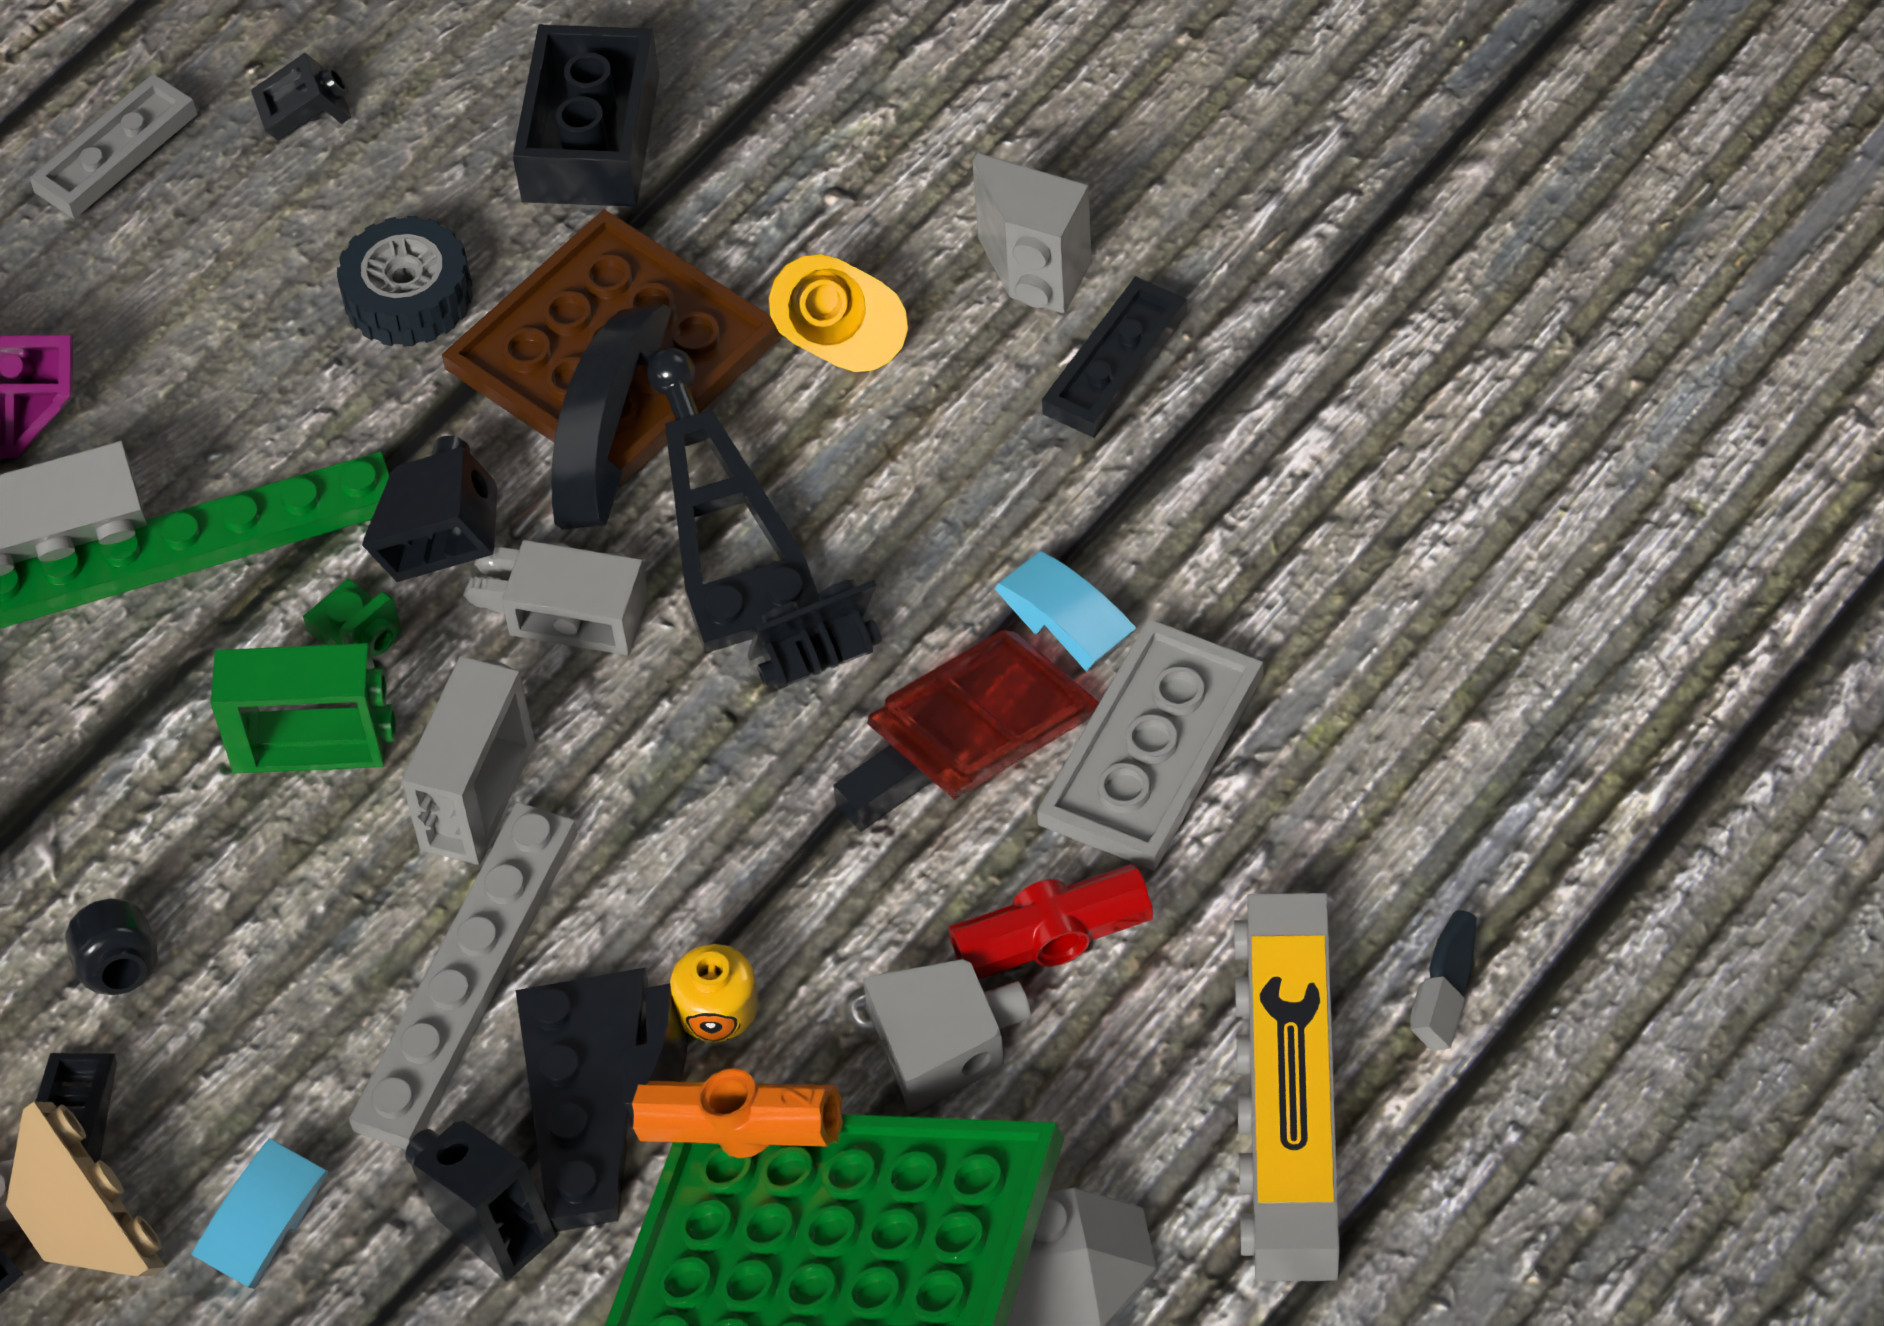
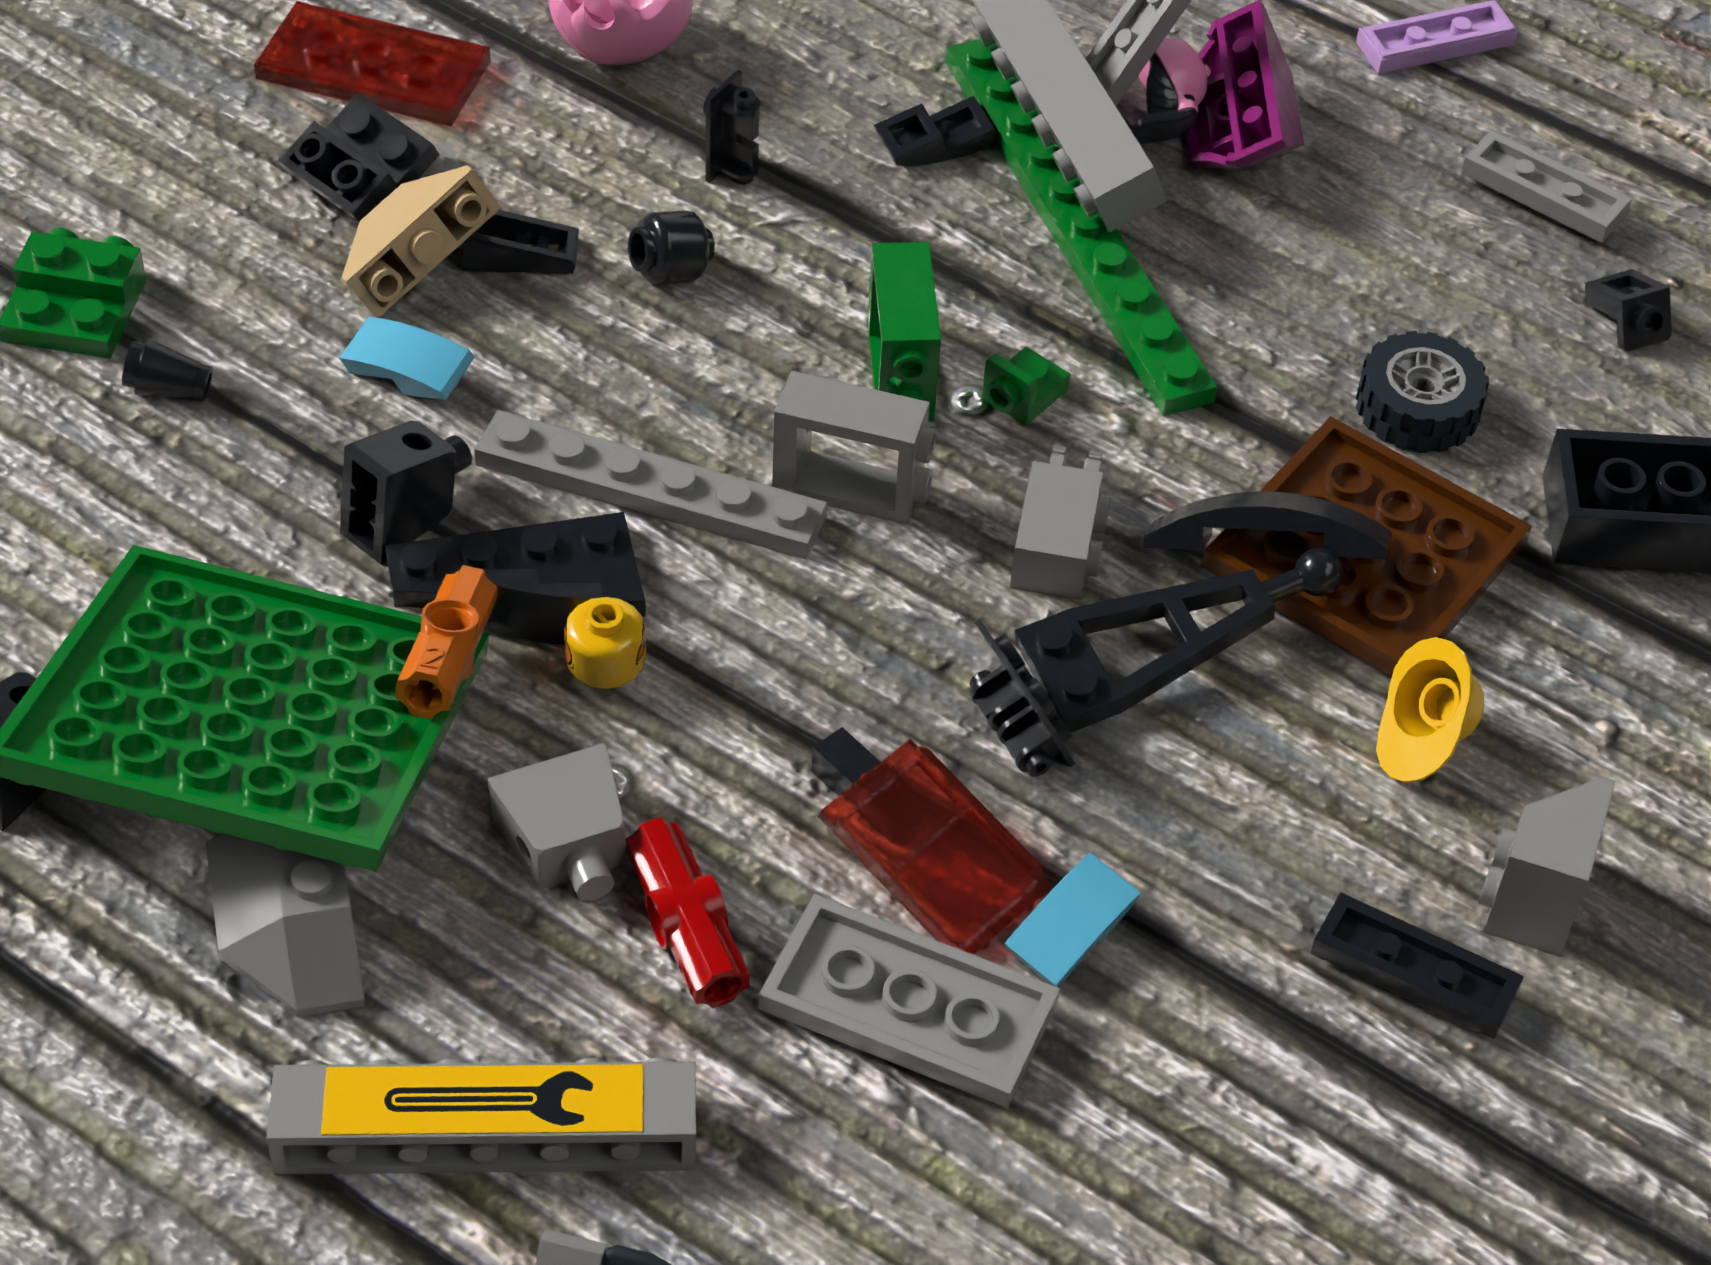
camera: 80 degrees right, 5 degrees down
(434, 513) = (1142, 416): black torso -> none

